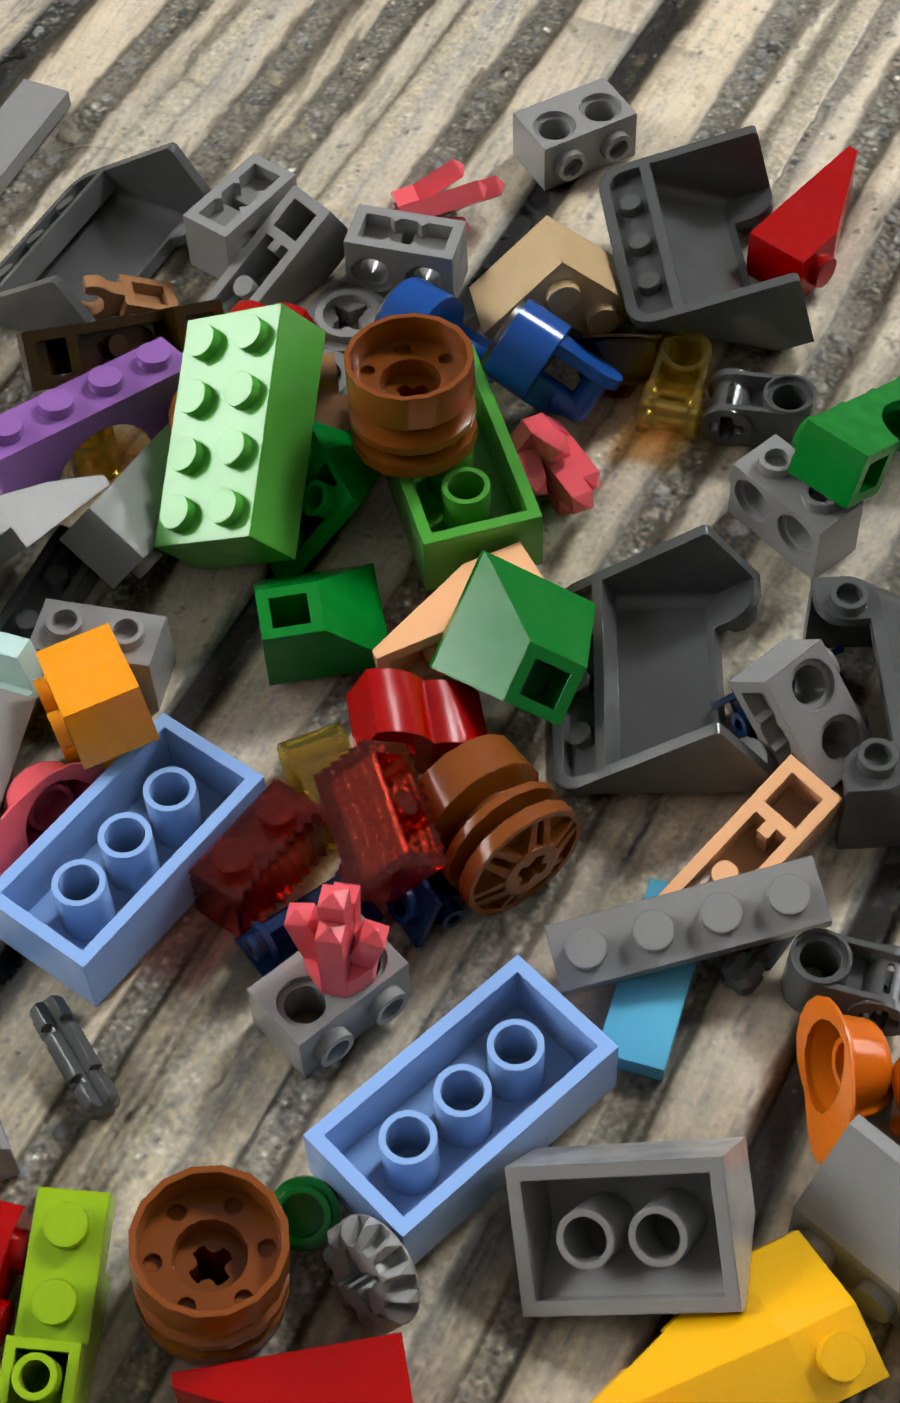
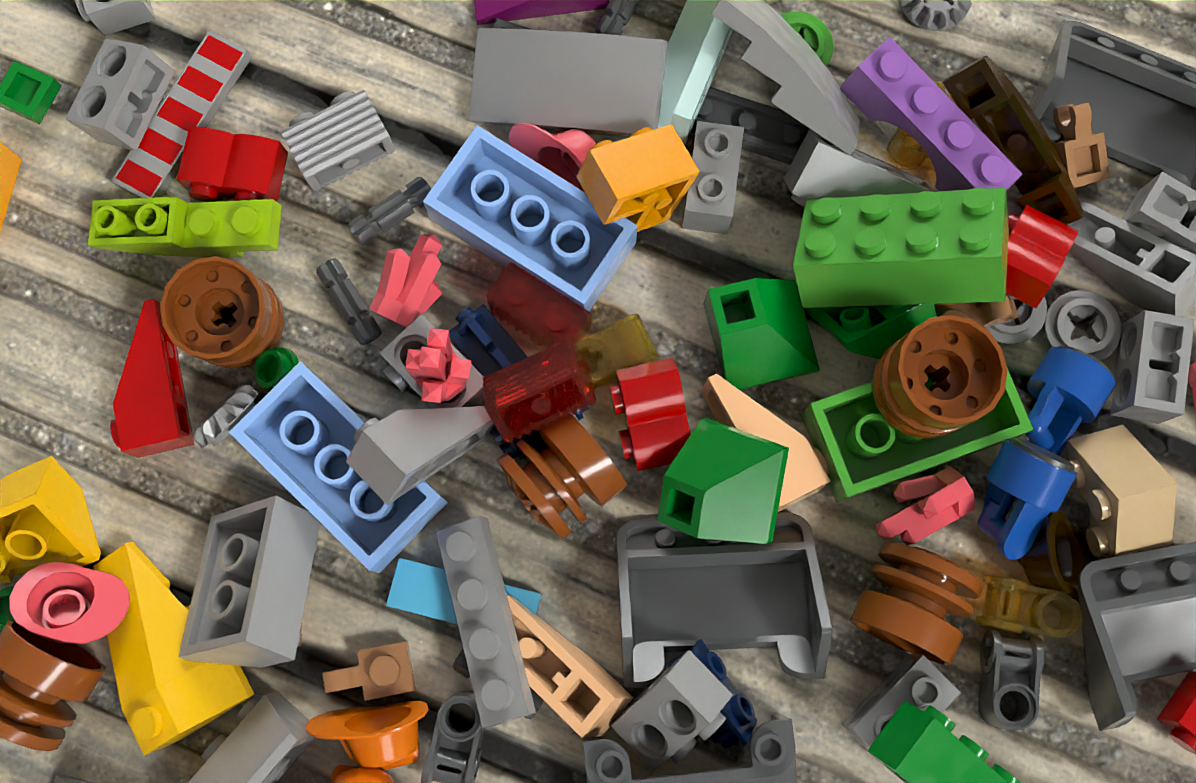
camera: 85 degrees right, 25 degrees up
(195, 1022) = (408, 282): none -> coral rock
(206, 1118) = (348, 301): none -> dark grey axle
(453, 968) = (414, 445): none -> light grey slope
(668, 469) = (918, 598): none -> dark orange wheel
(758, 1087) = (380, 672): none -> medium nougat plate

